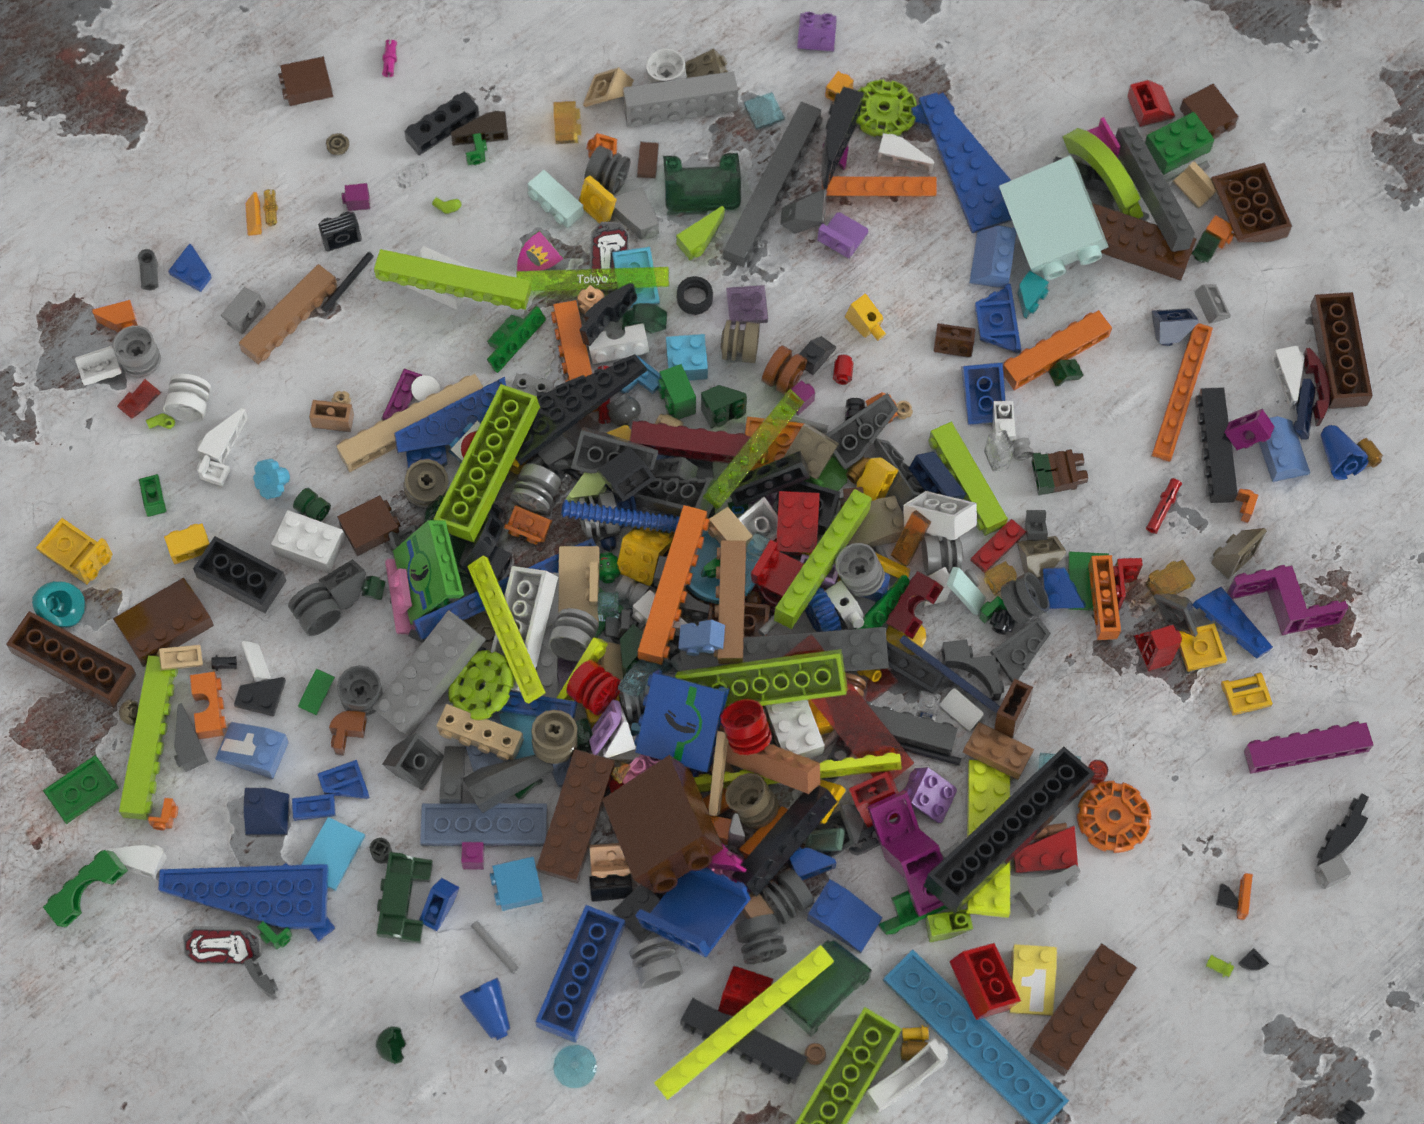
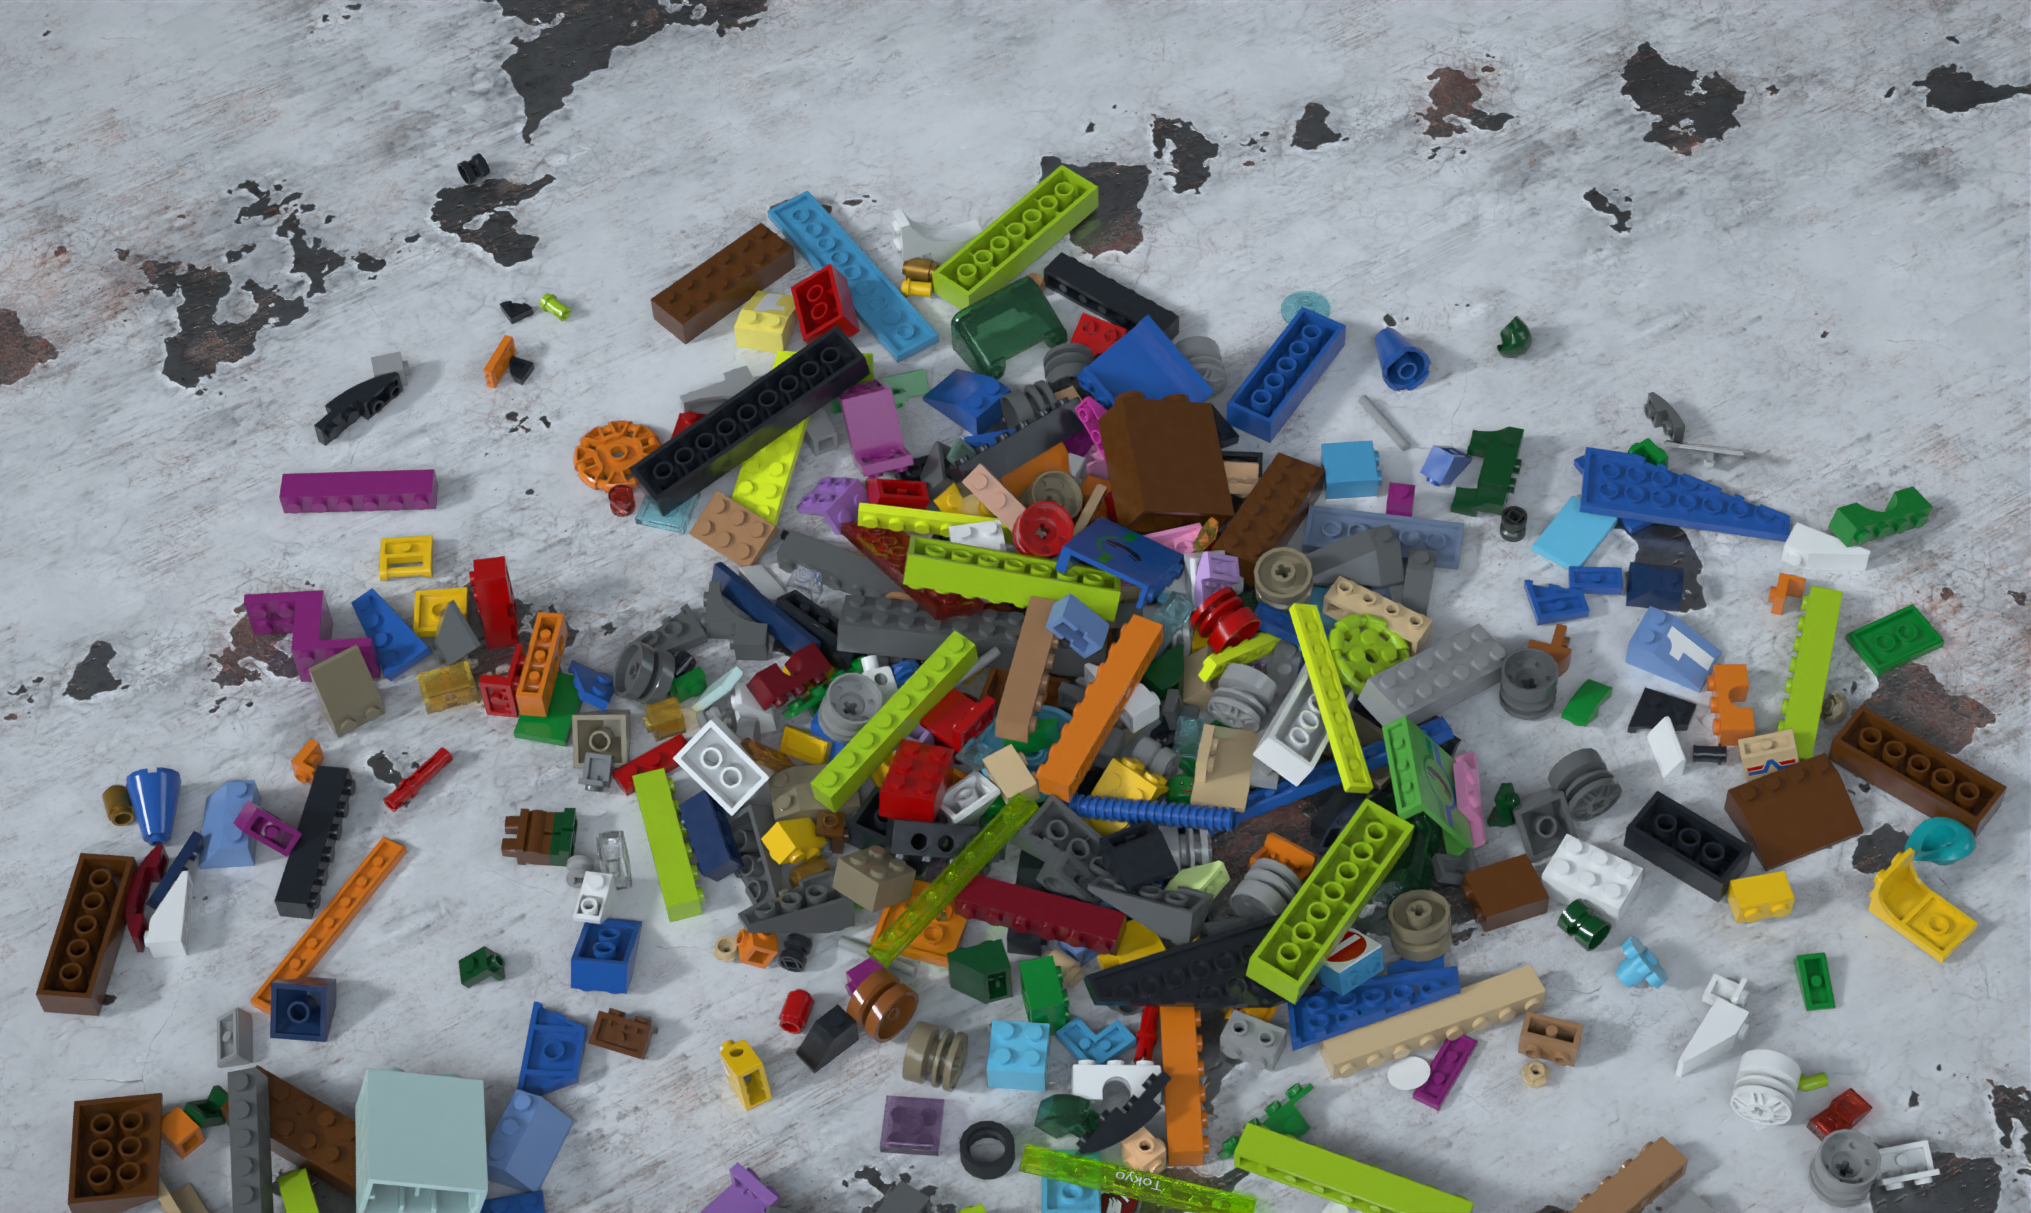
camera: 165 degrees left, 15 degrees down
(187, 745) = (1758, 655): dark grey slope -> none
(413, 760) = (1469, 607): dark grey slope -> none
(743, 1022) = (1105, 299): neon yellow plate -> none
(1013, 708) = (699, 551): reddish brown brick -> none
(1030, 292) = (496, 1078): teal slope -> none
(1060, 346) = (483, 996): orange brick -> none

